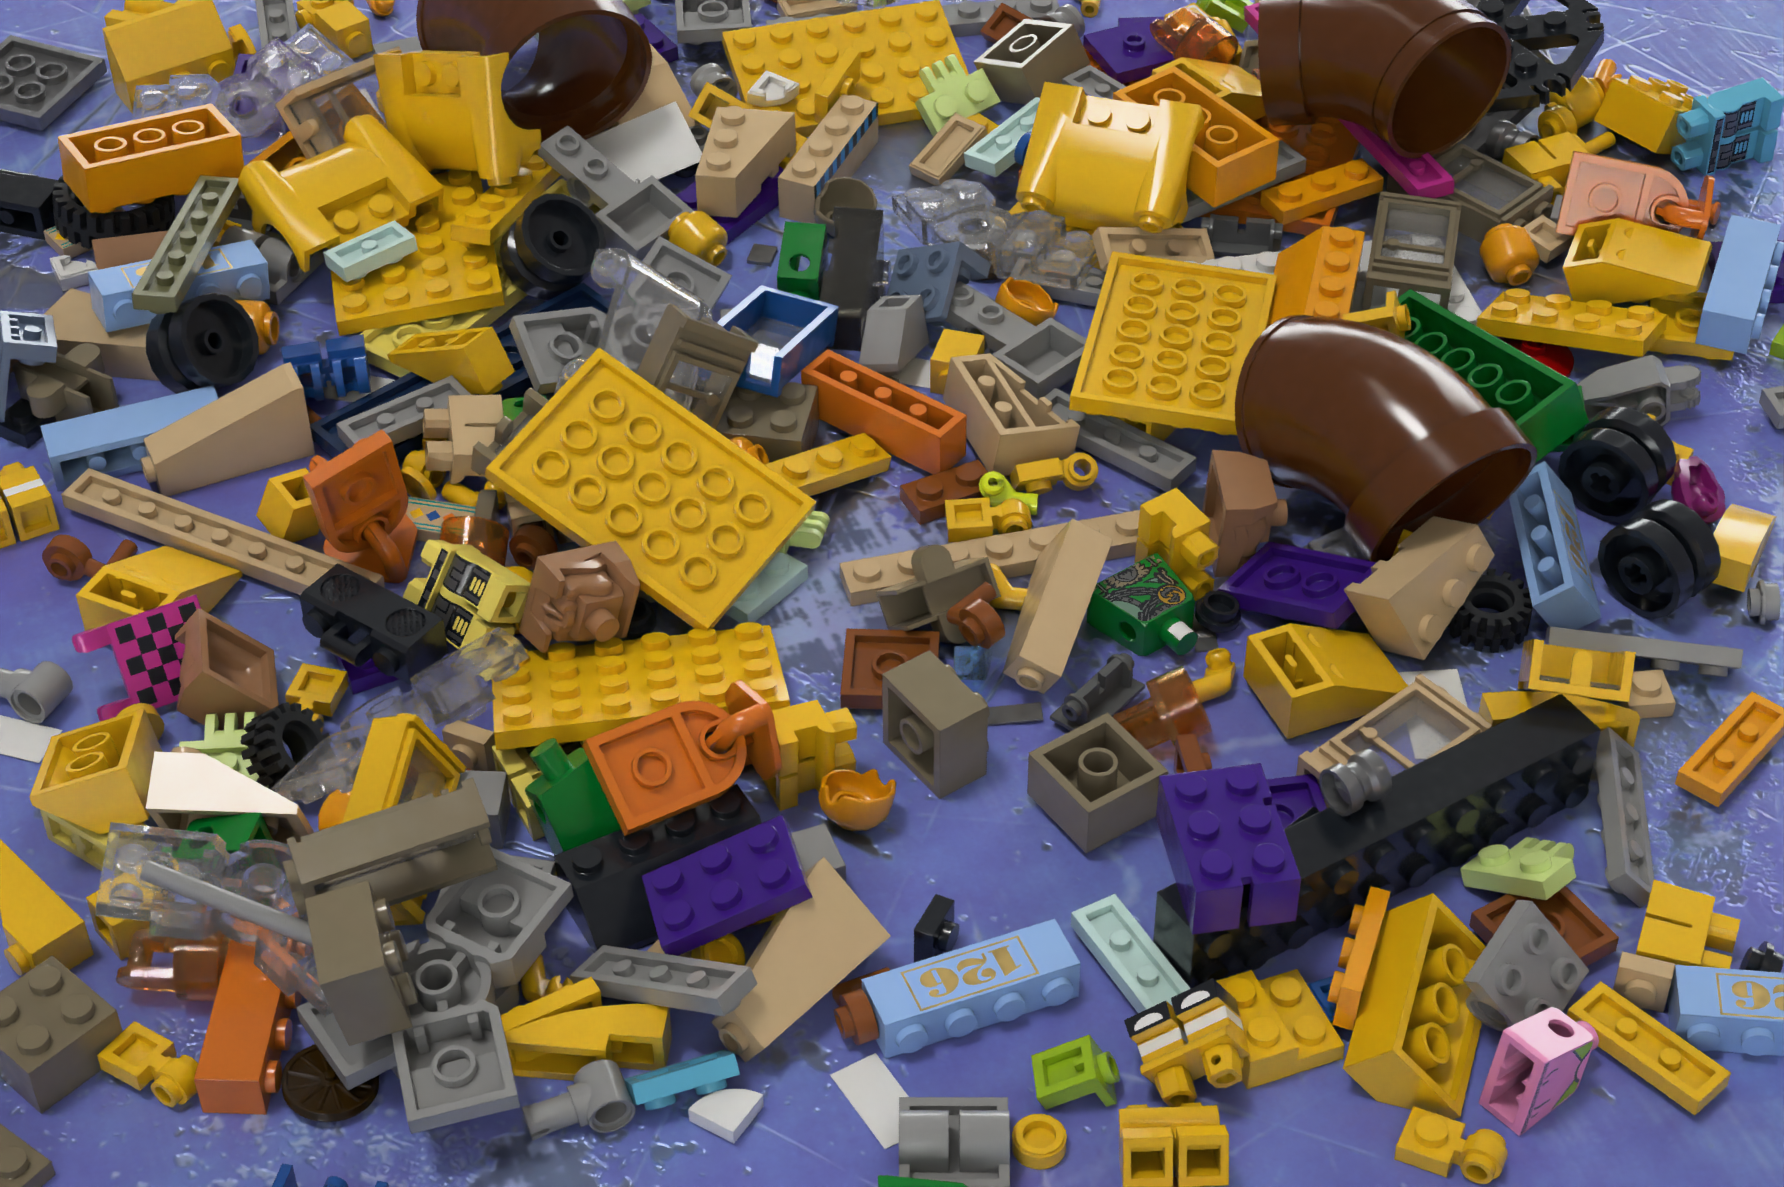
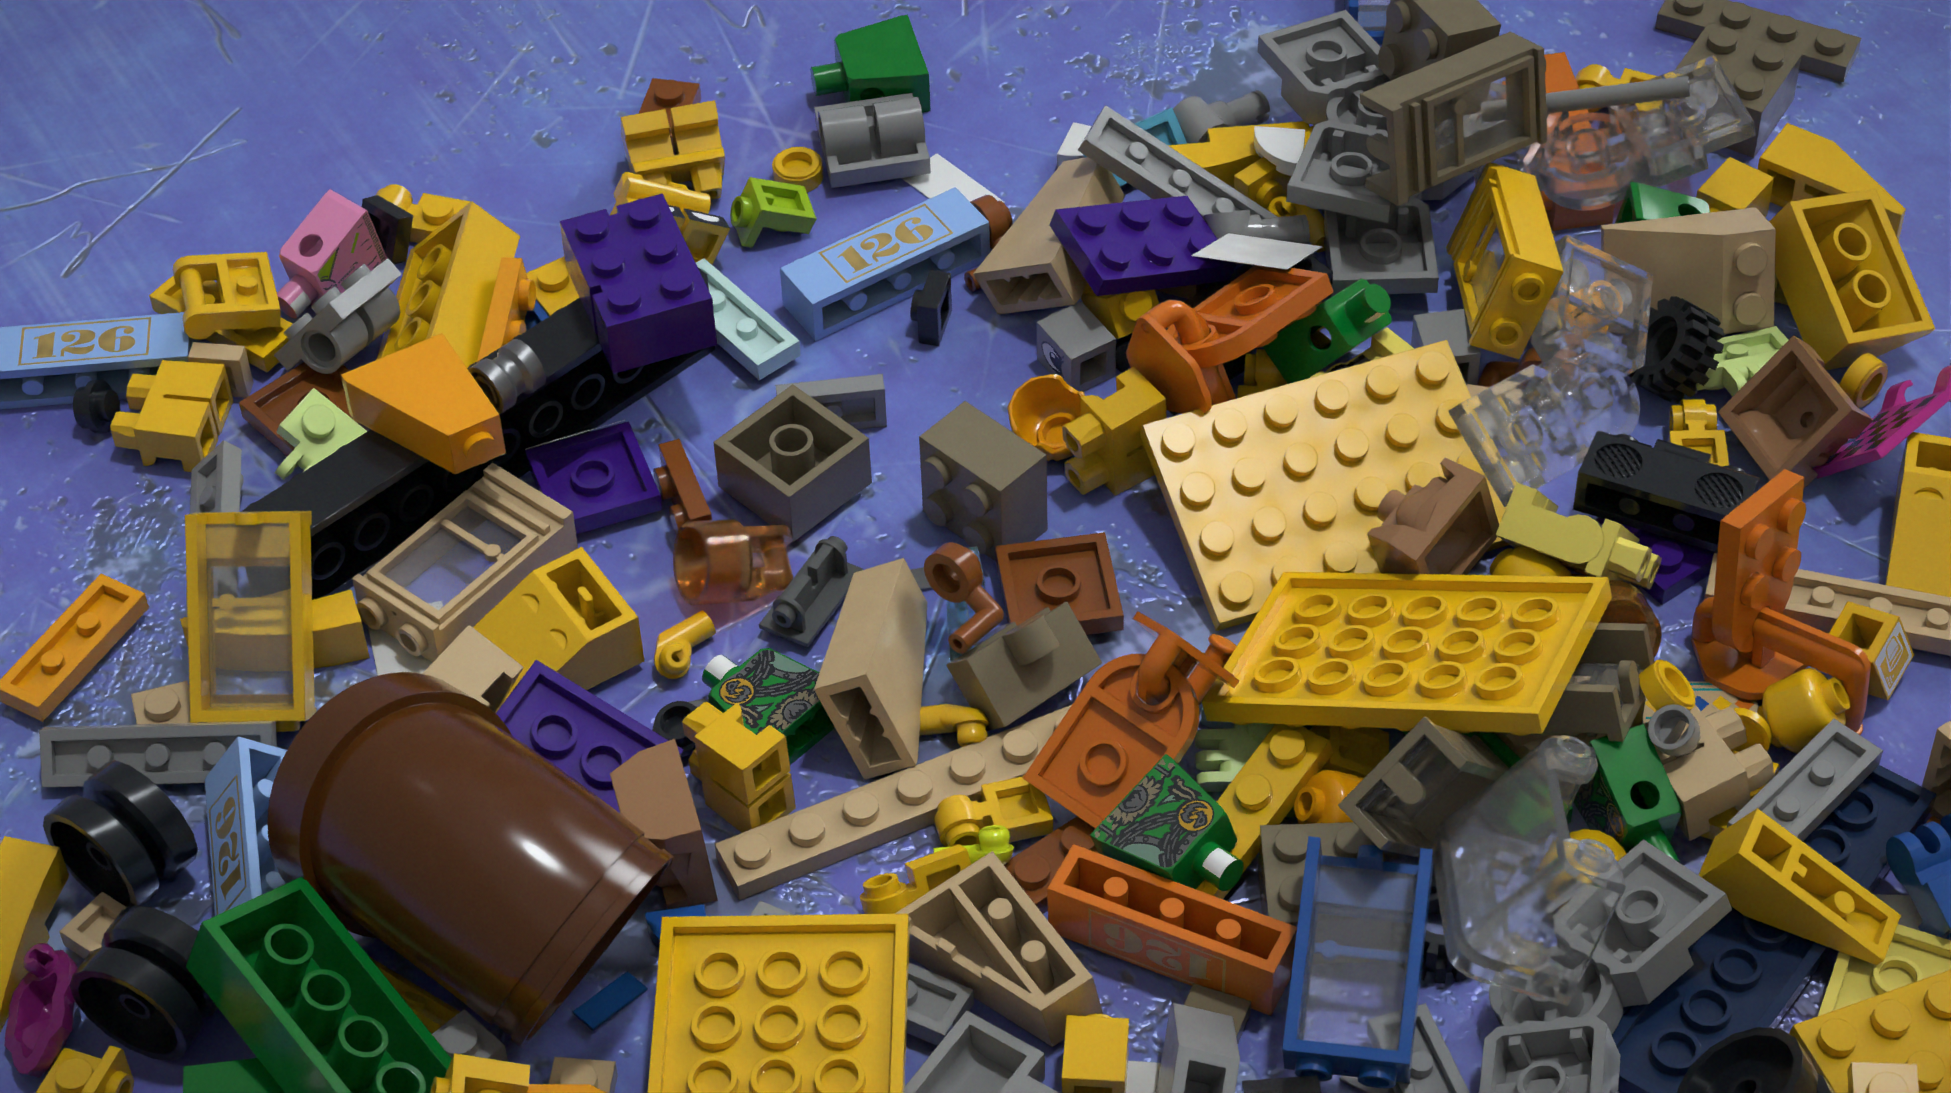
camera: 170 degrees right, 5 degrees up
(473, 432) = (1666, 685): none -> yellow tile
(484, 415) = (1667, 726): none -> light grey hinge
(543, 994) = (1280, 146): none -> white tile
(604, 925) = (1242, 223): none -> light grey pin
(626, 836) = (1257, 251): none -> white sticker
(830, 489) = (1115, 737): none -> orange plate
(869, 441) = (1172, 830): none -> torso
(1051, 849) = (853, 399): none -> light grey plate
(1432, 766) = (427, 405): none -> light orange slope
(1485, 1107) = (391, 225): none -> black plate
(1627, 1026) = (244, 288): none -> yellow plate

